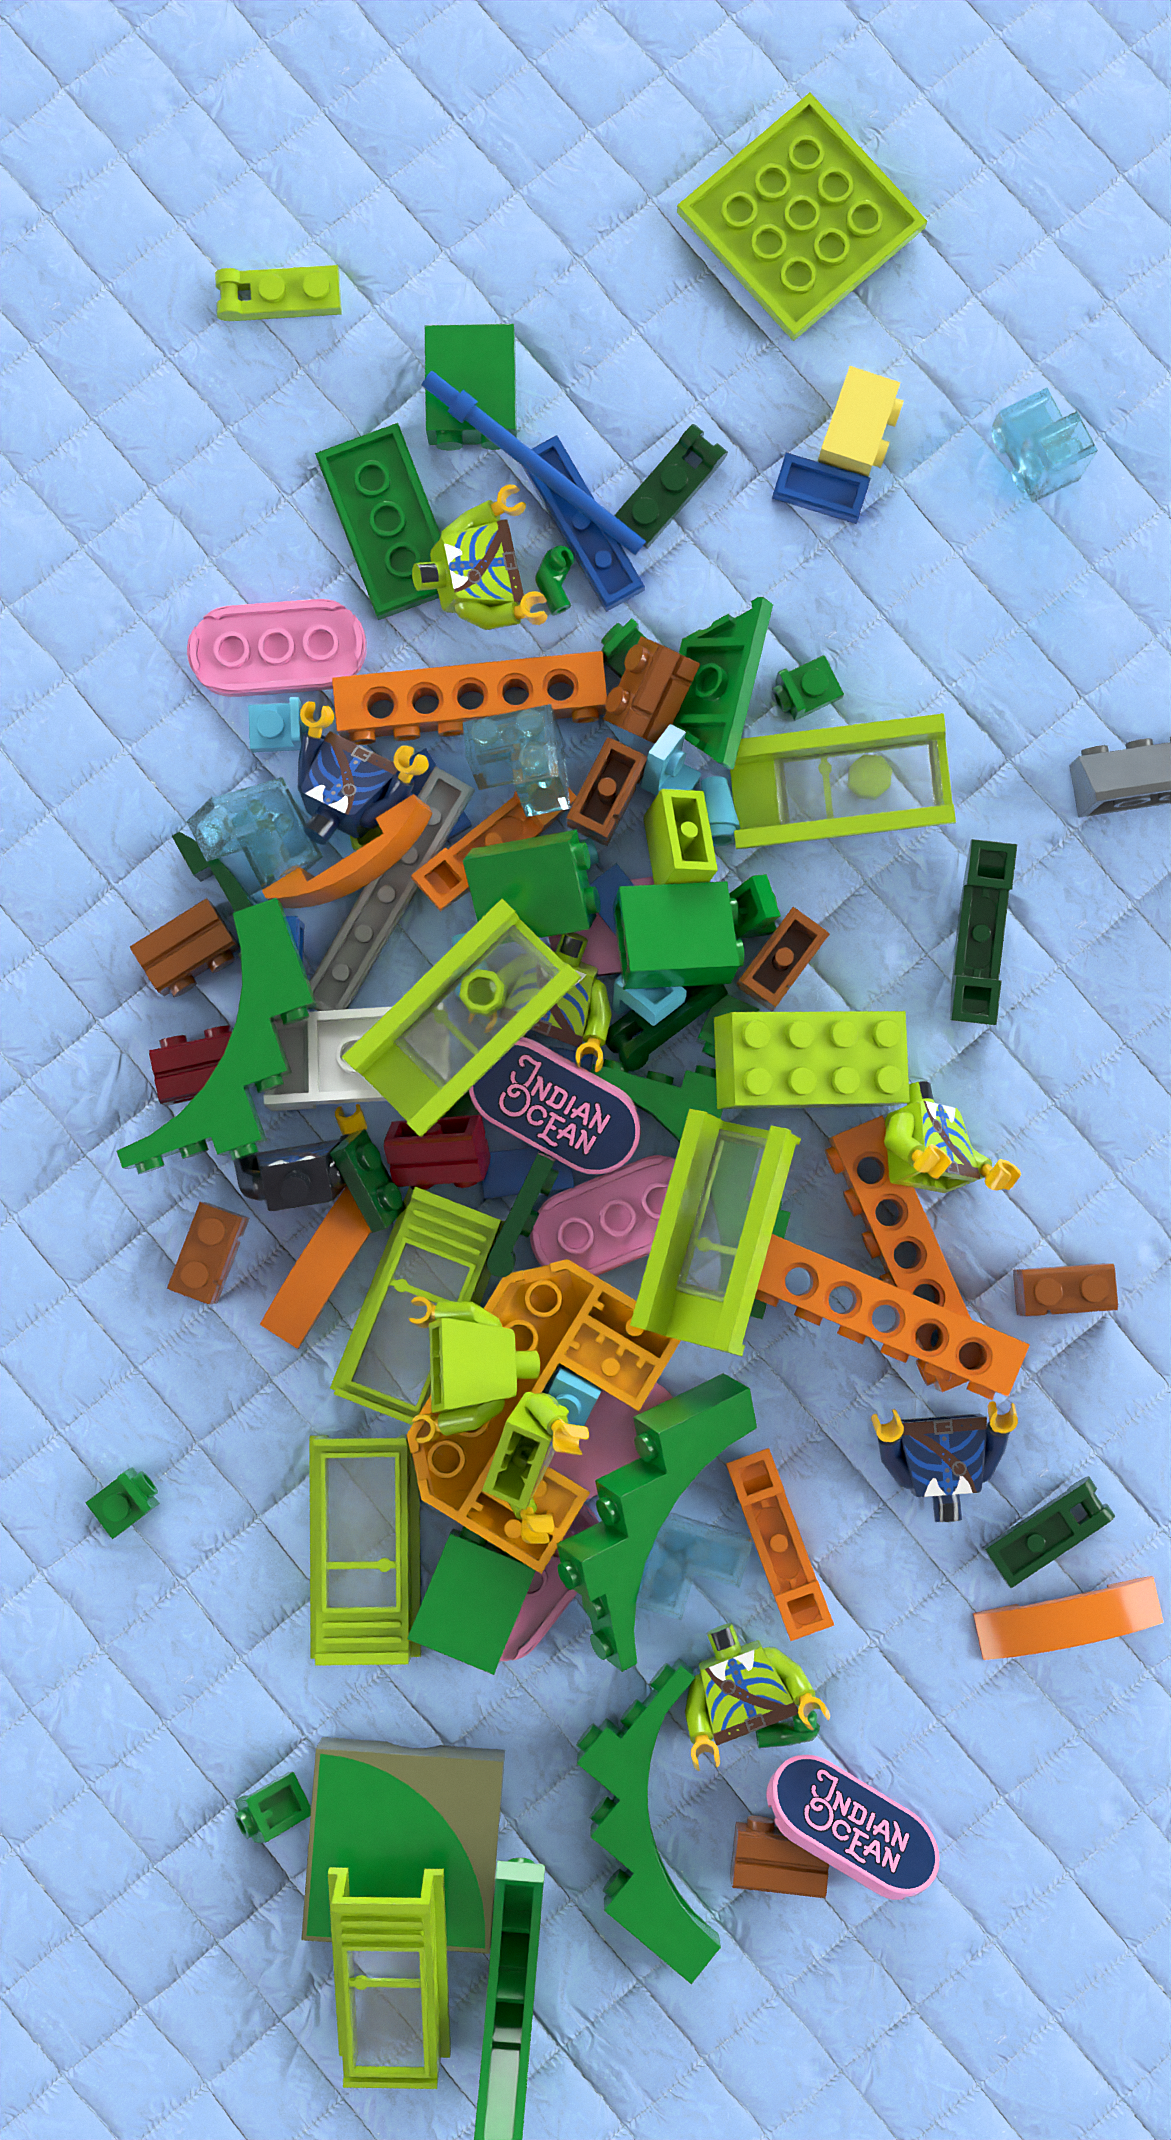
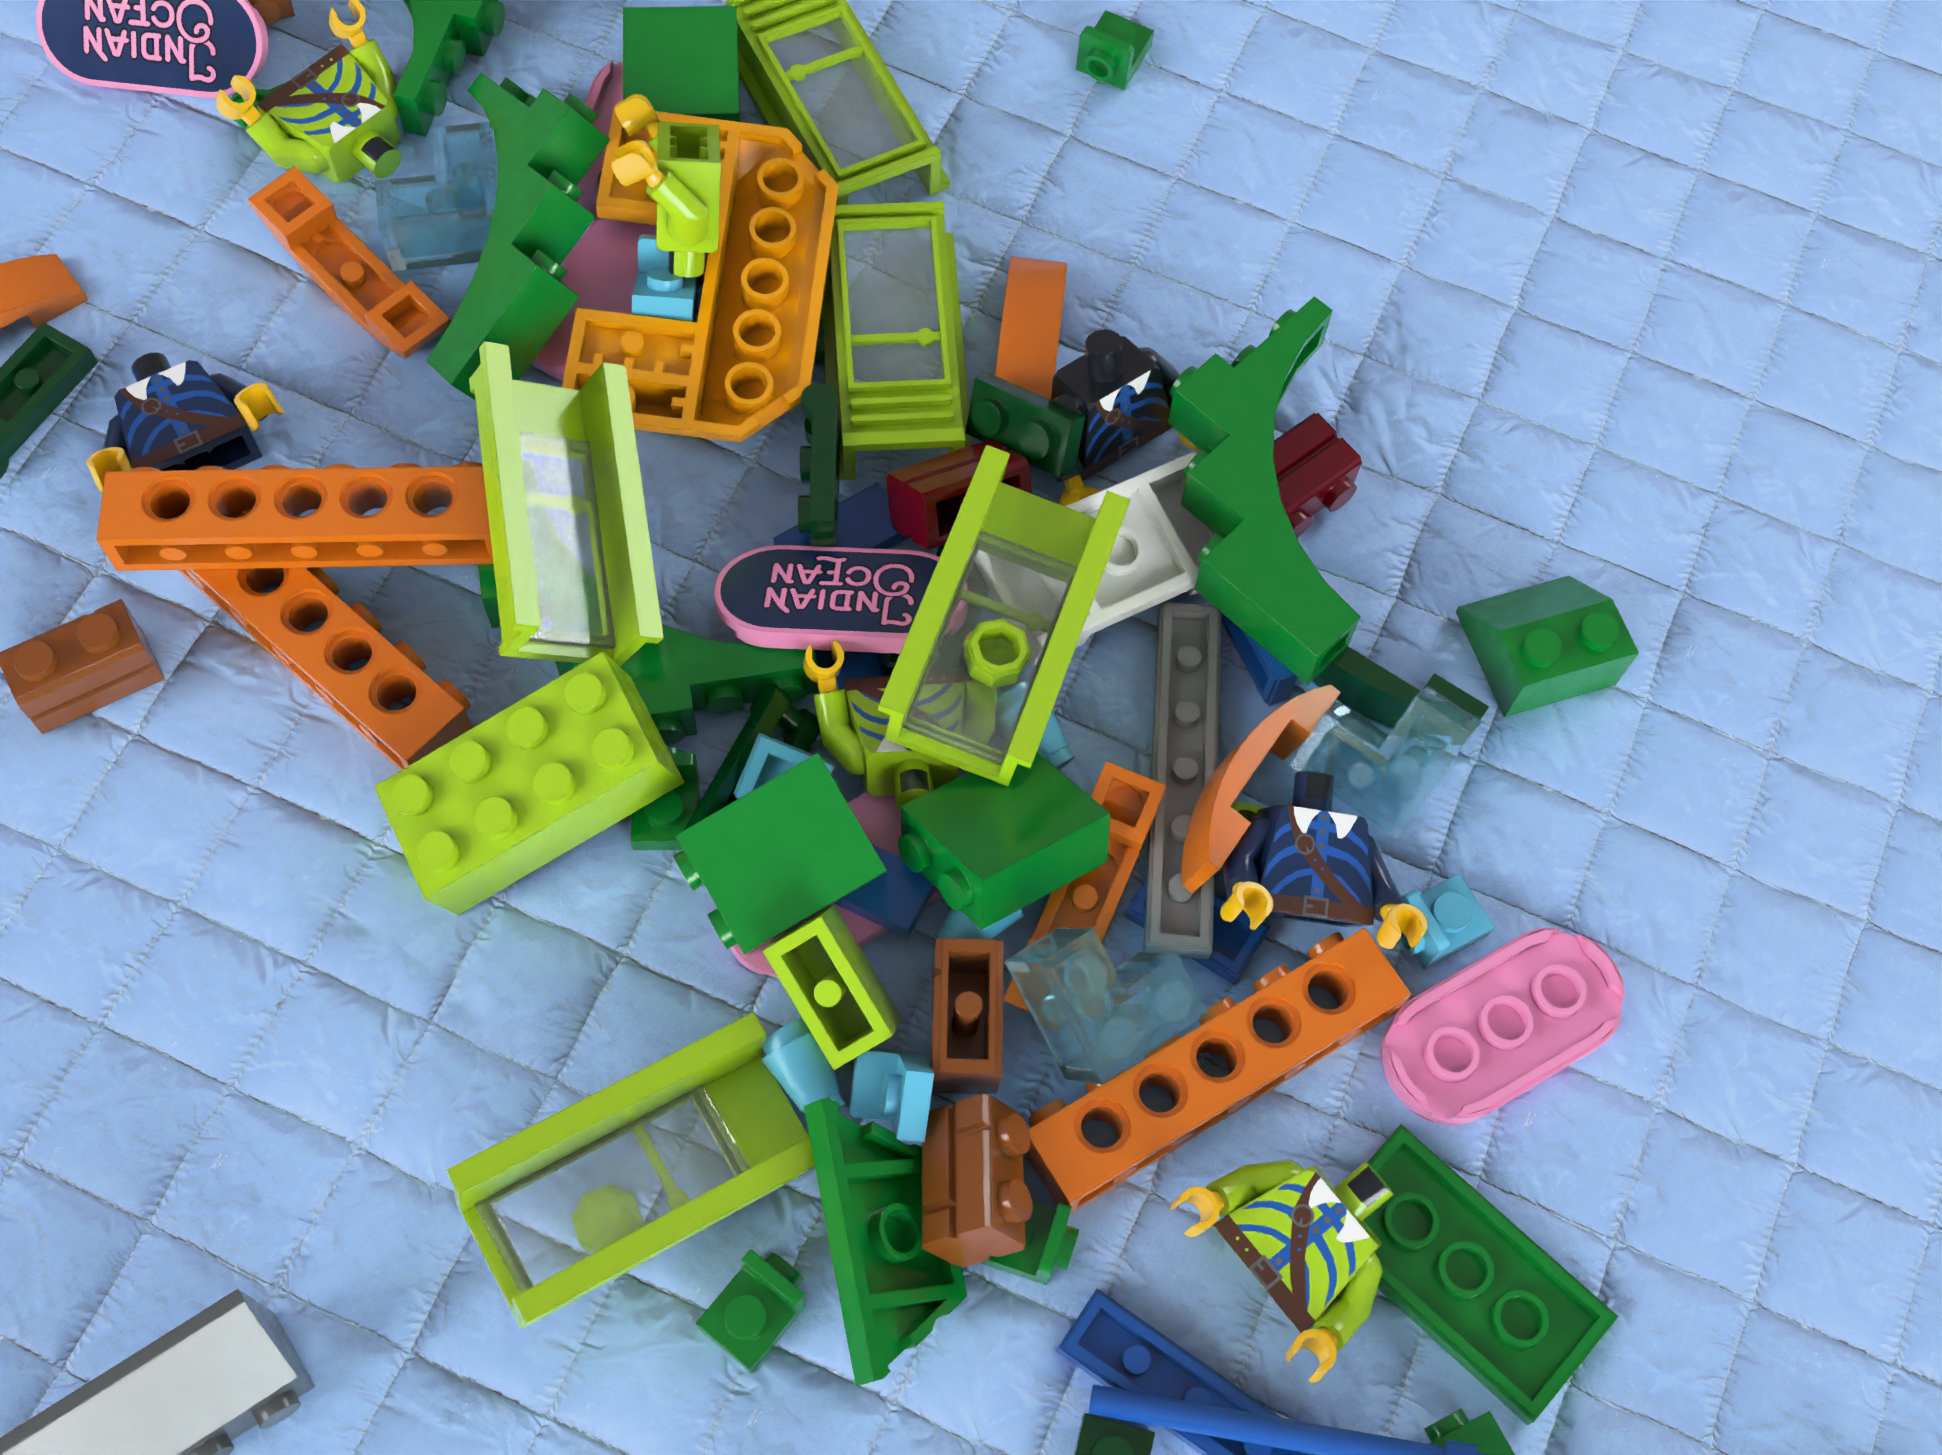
camera: 145 degrees right, 20 degrees down
(97, 876) = (1547, 643): none -> green slope
(186, 949) = (1395, 595): dark orange brick -> none
(208, 1253) = (1166, 293): dark orange brick -> none
(470, 1366) = (800, 261): lime torso -> none
(551, 576) = (1196, 1298): green arm -> none
(605, 1218) = (712, 513): bright pink tile -> none
(755, 907) = (693, 952): green bracket -> none
(782, 959) = (624, 903): dark orange brick -> none
(932, 1148) = (316, 749): torso -> none
(981, 932) = (359, 1069): dark green slope -> none

